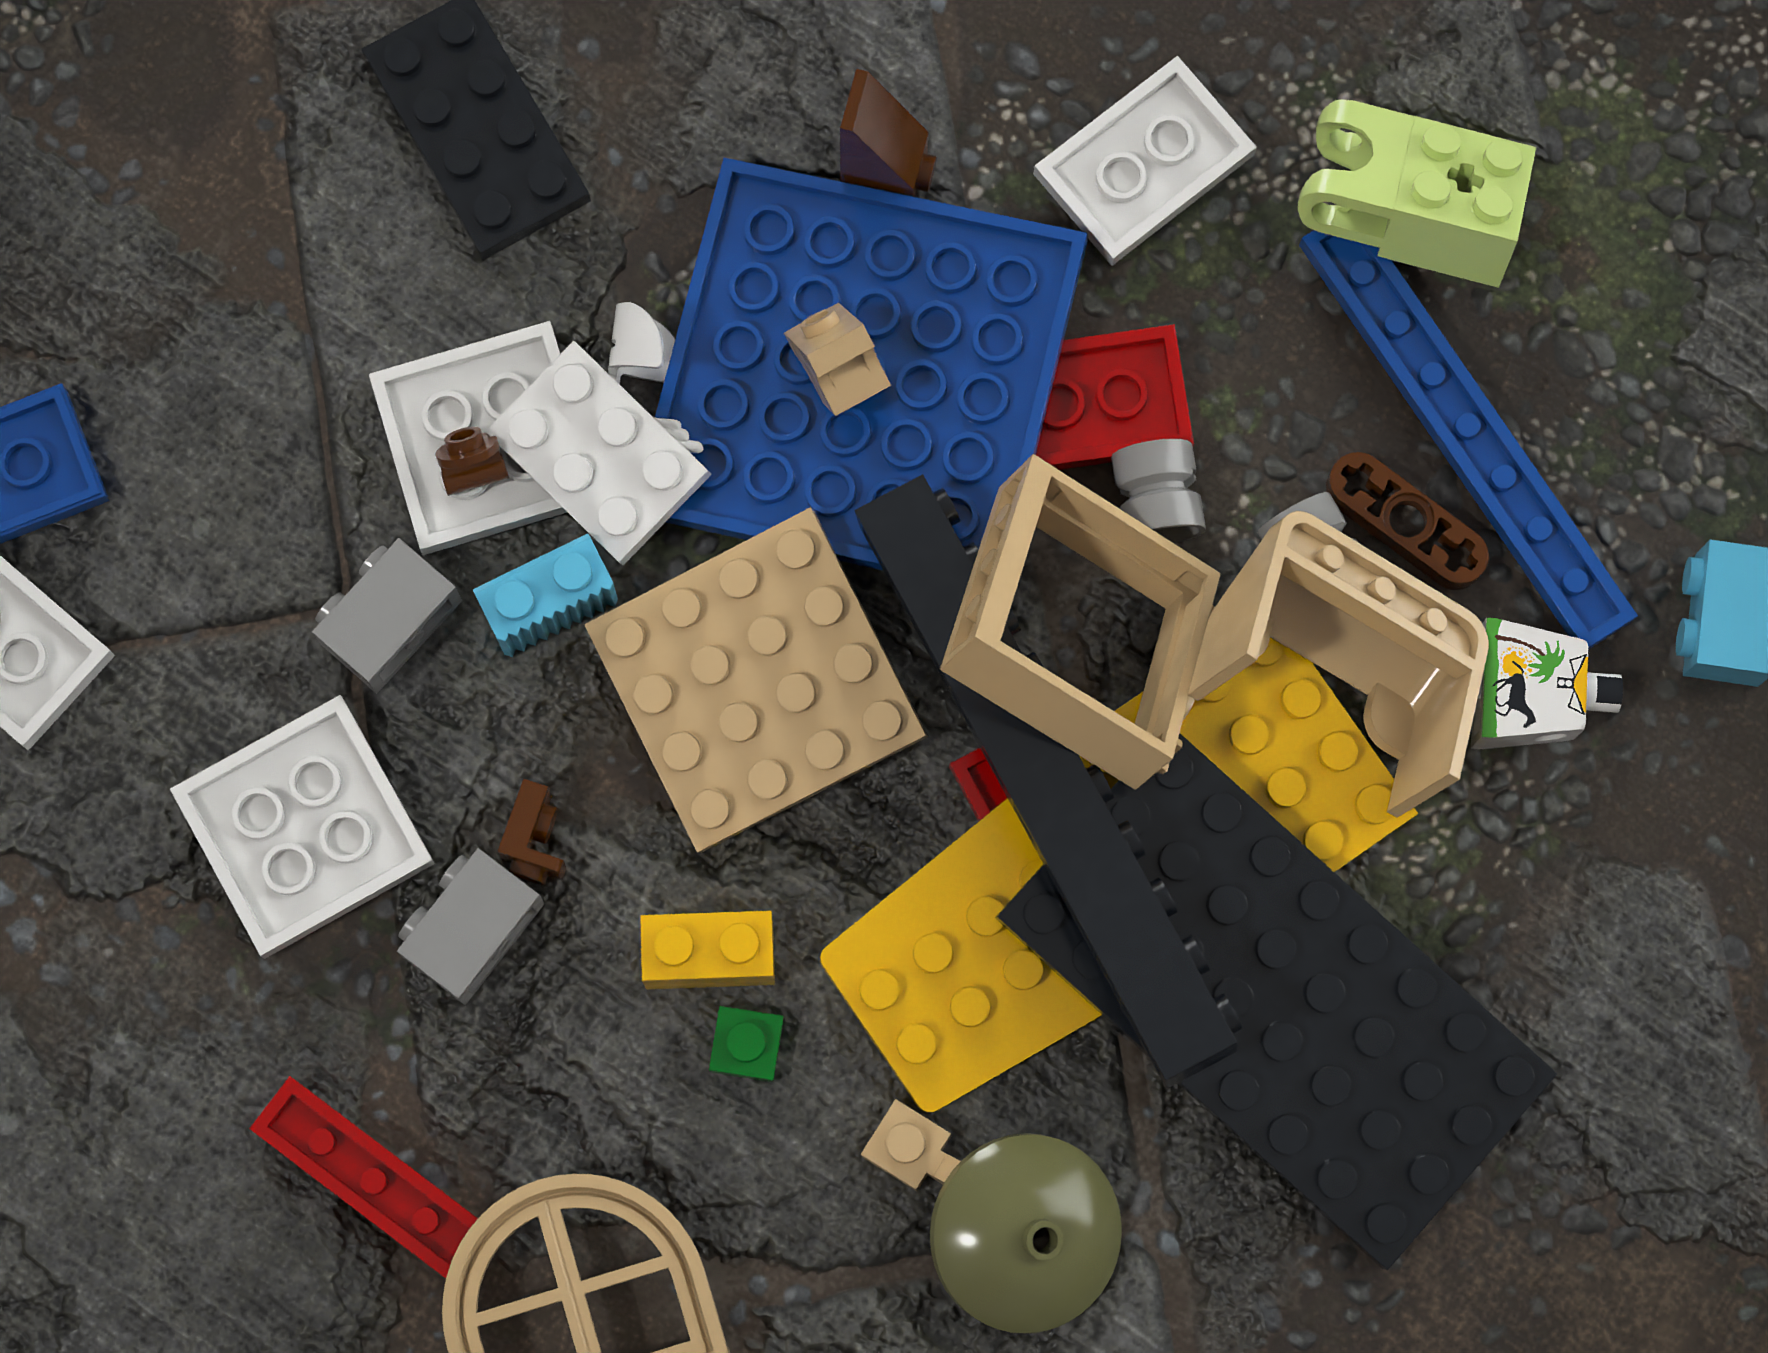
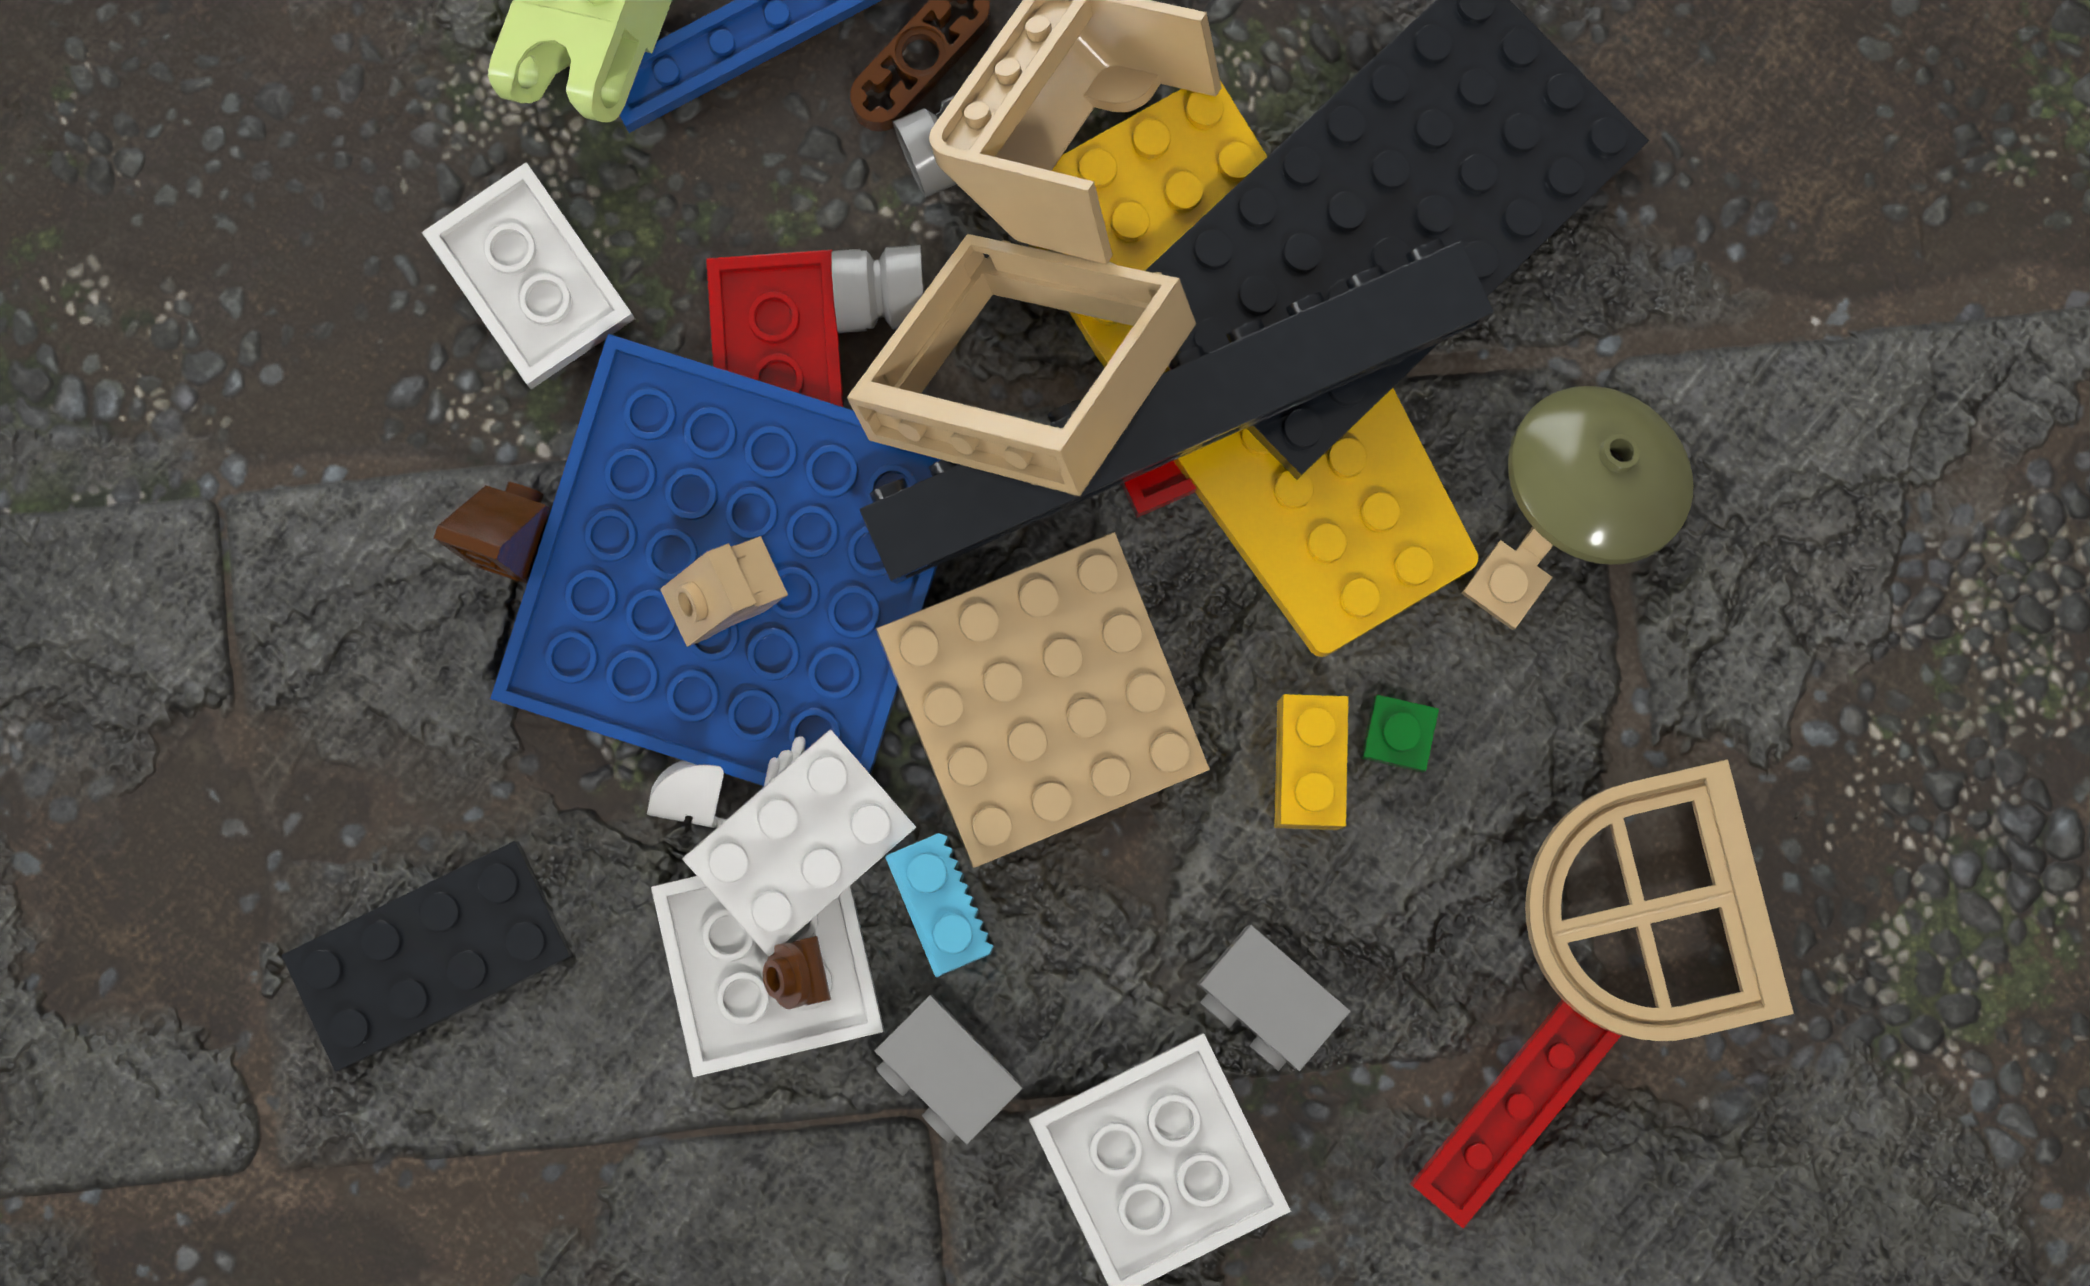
camera: 85 degrees left, 5 degrees up
(531, 822) = (1172, 934): reddish brown bracket -> none

